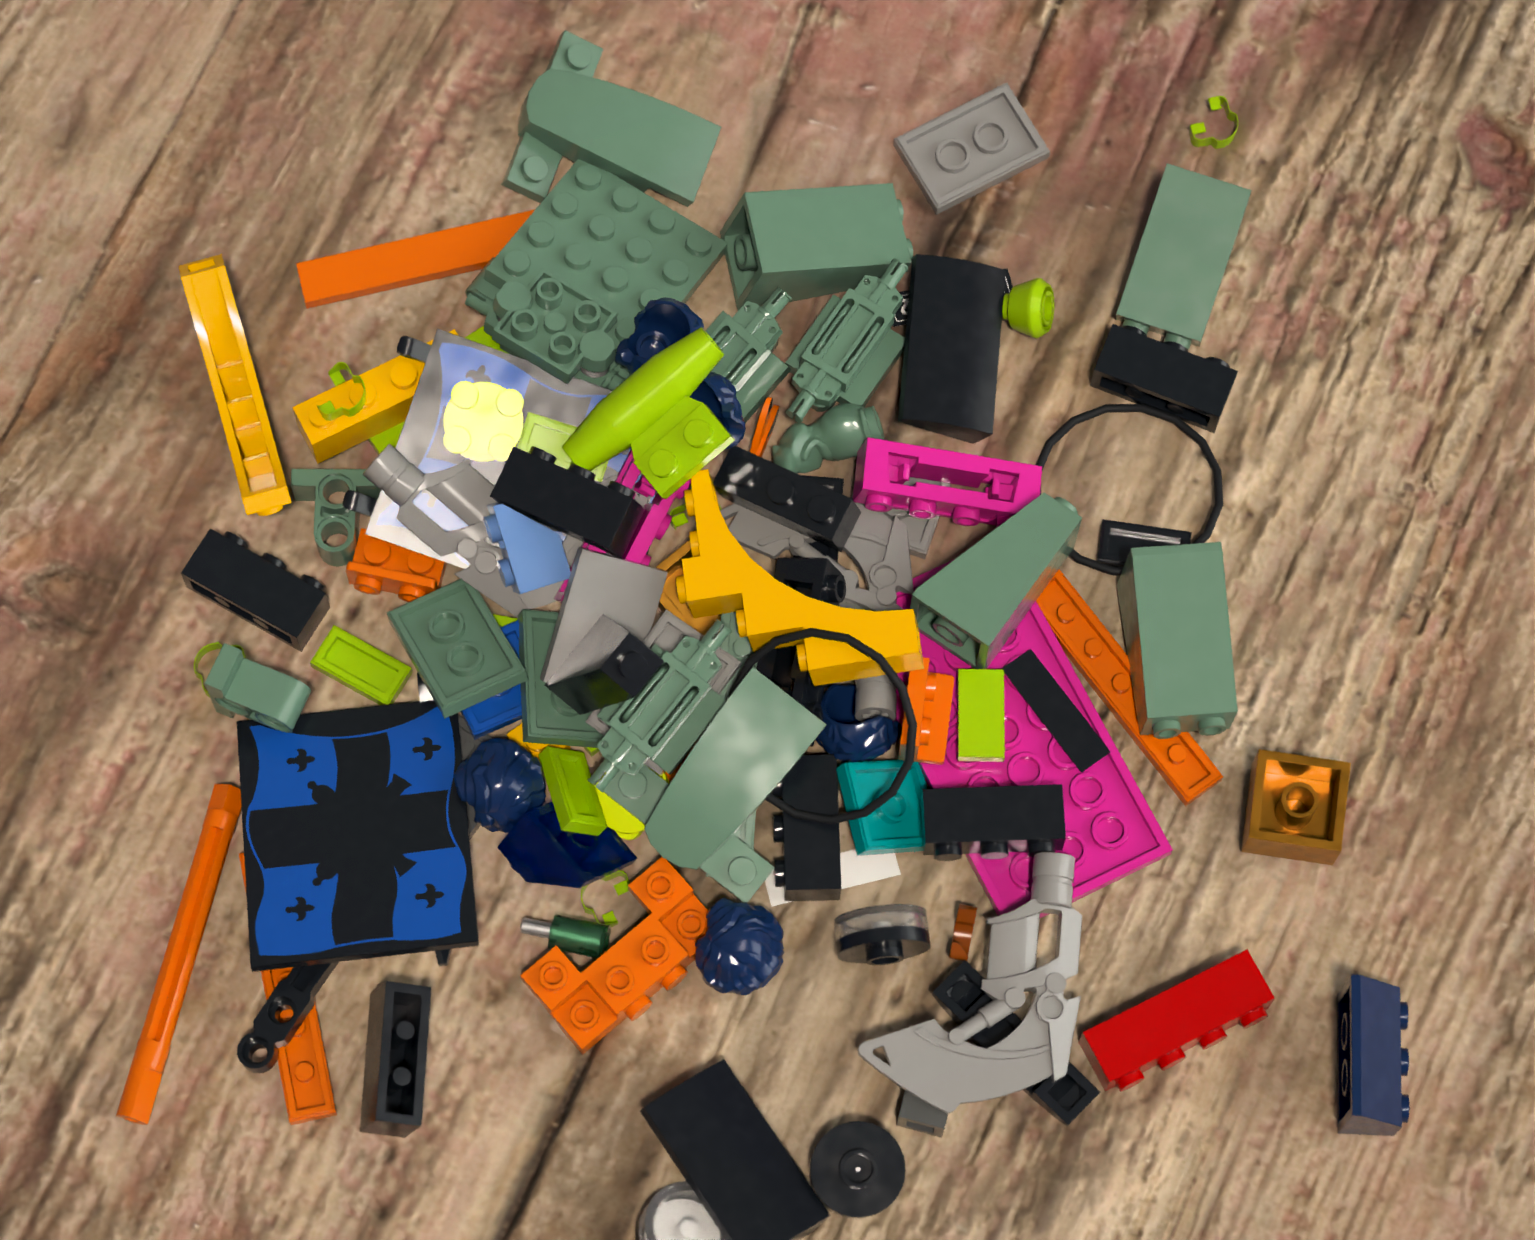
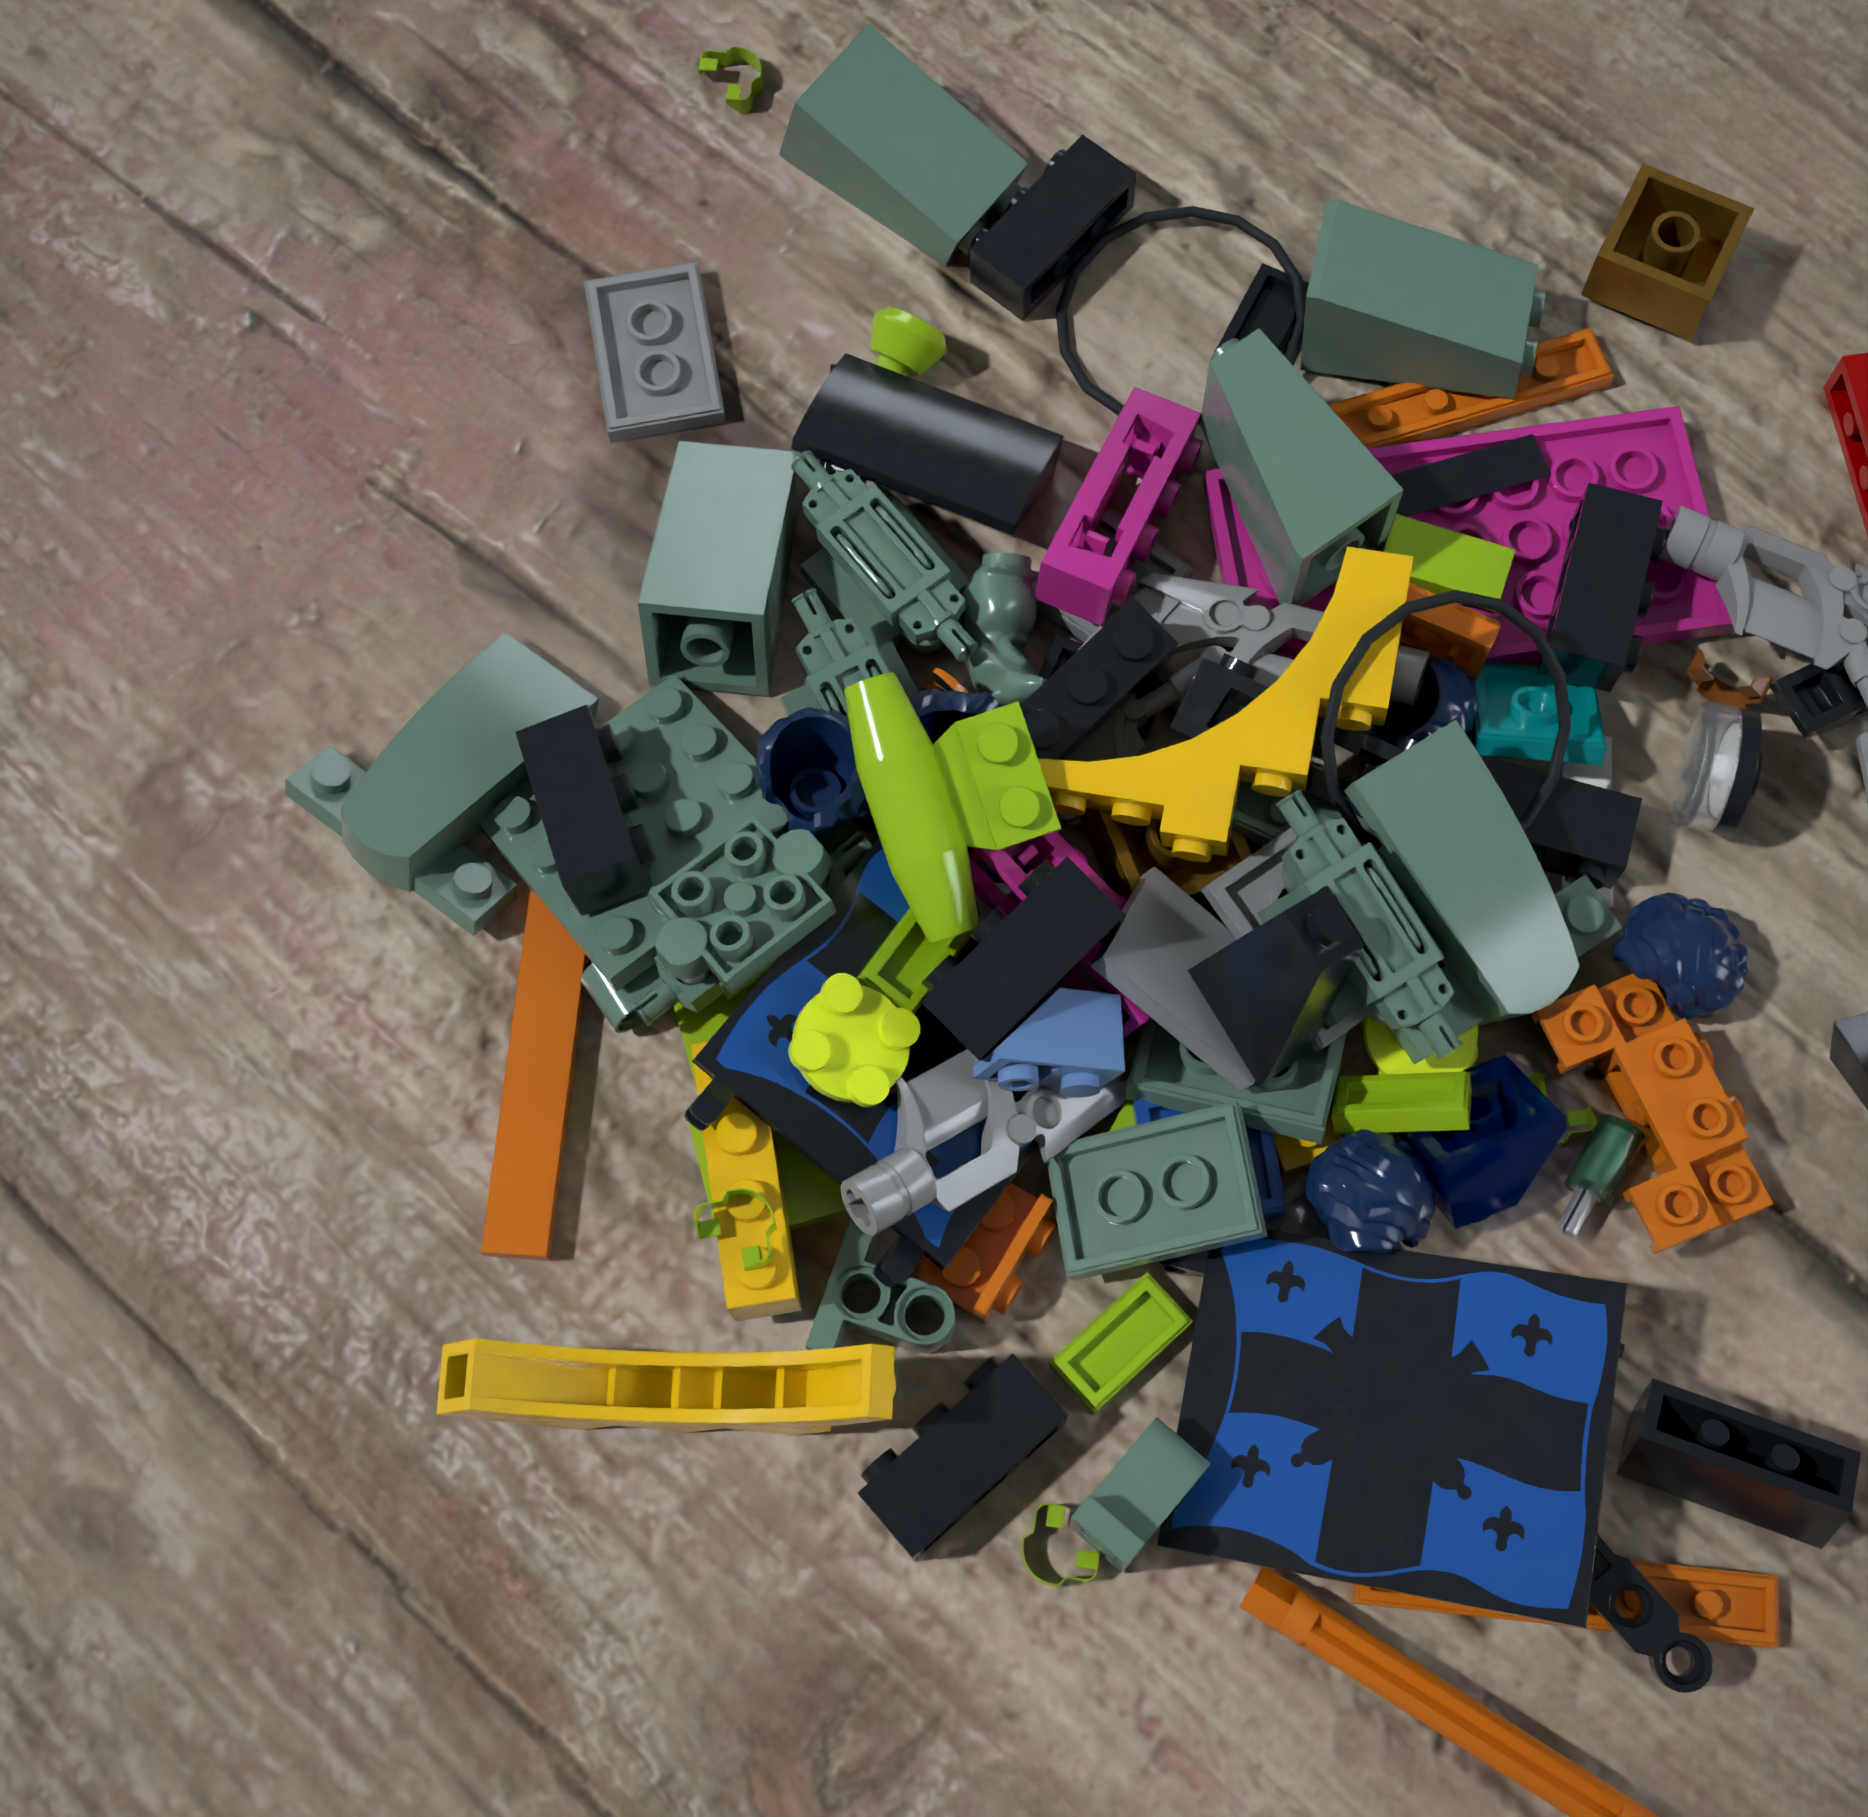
camera: 65 degrees left, 0 degrees up
(595, 213) = (587, 809): none -> black brick

